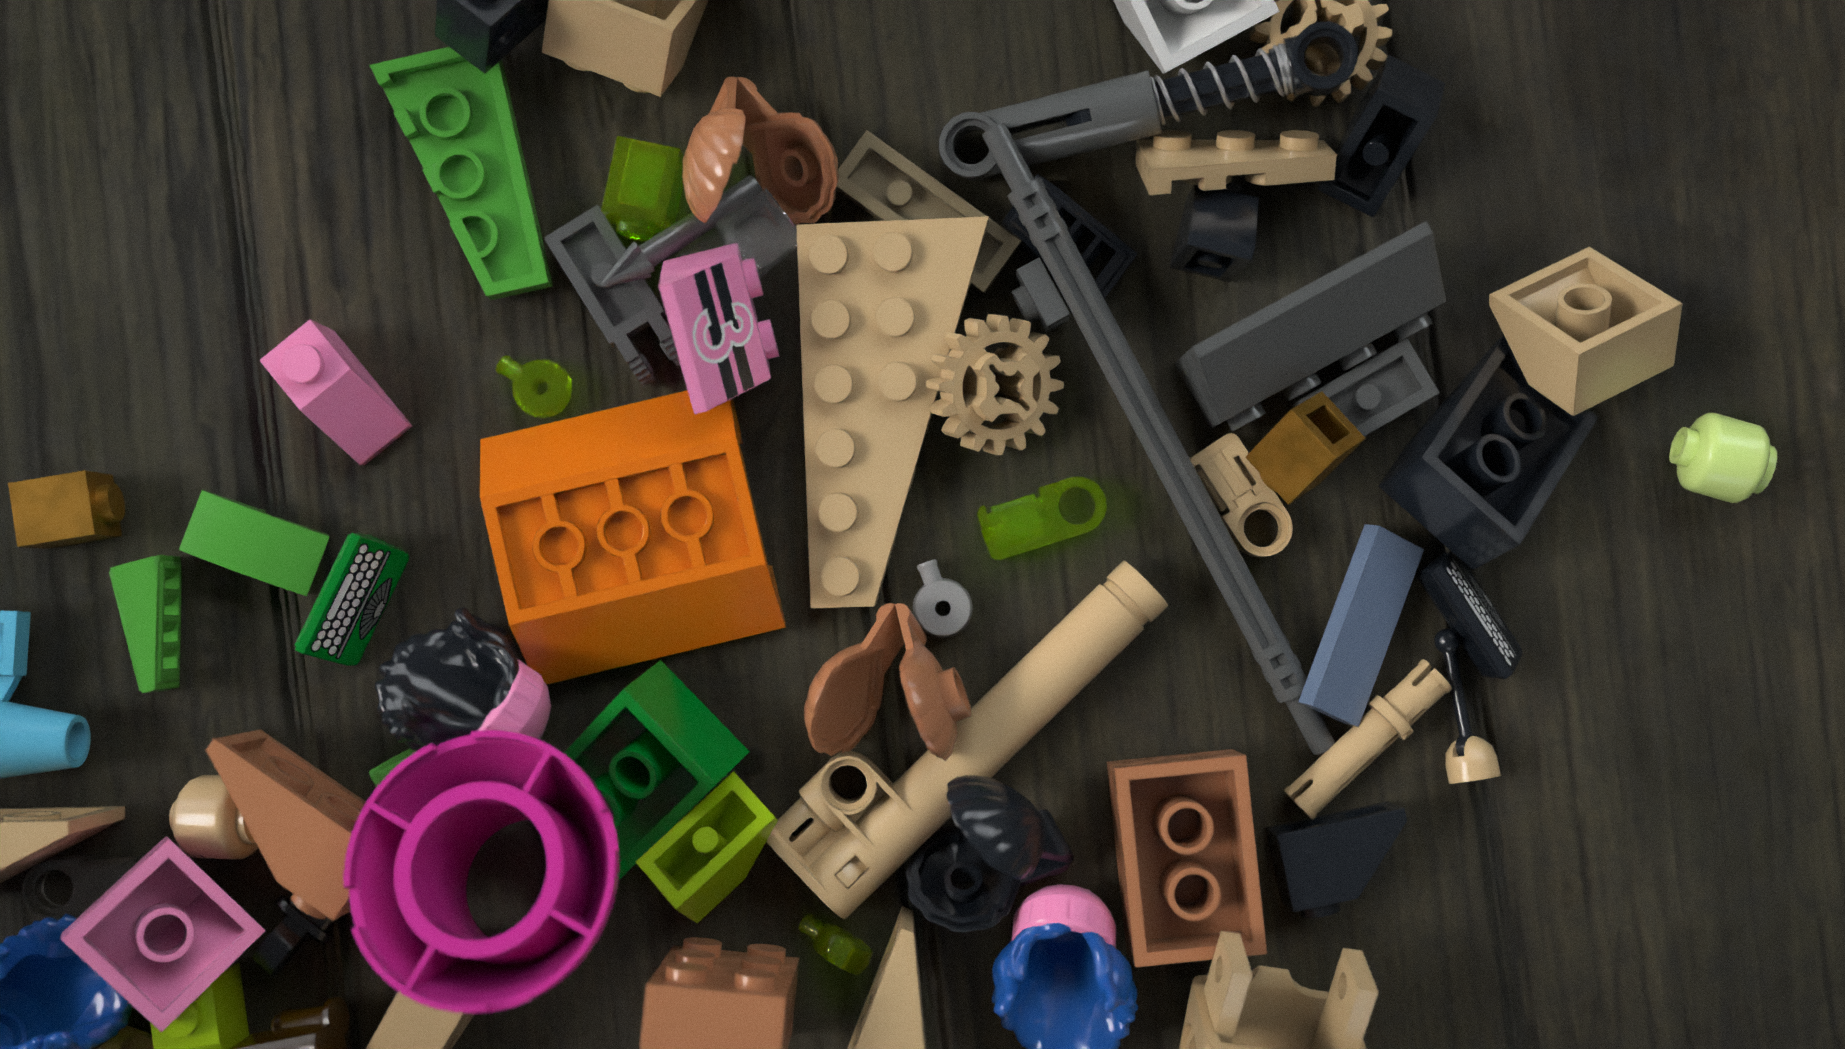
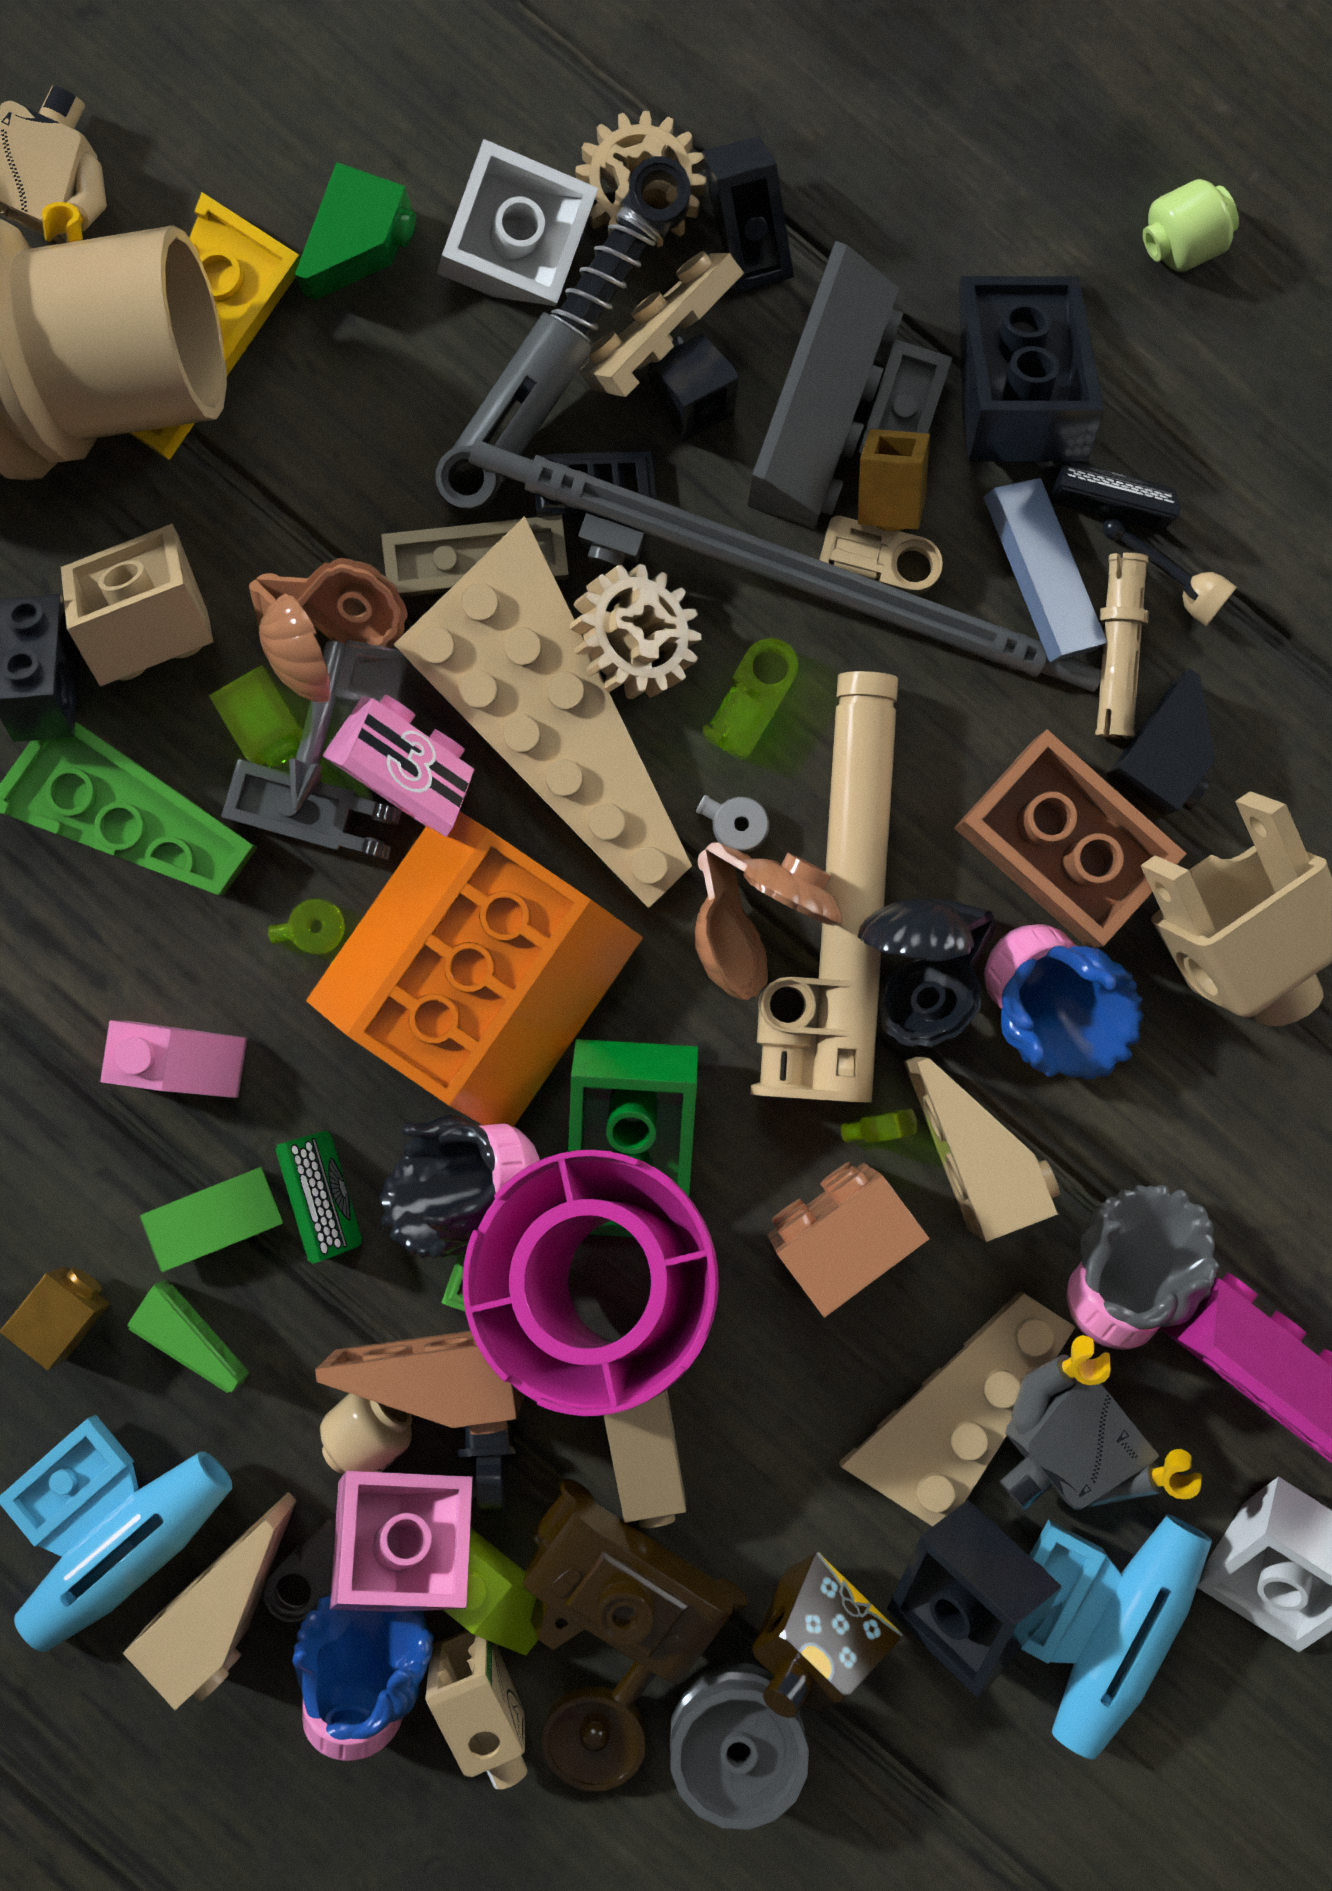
camera: 40 degrees left, 0 degrees up
(710, 849) = (732, 1135): lime slope -> none
(1587, 329) = (1015, 219): tan slope -> none

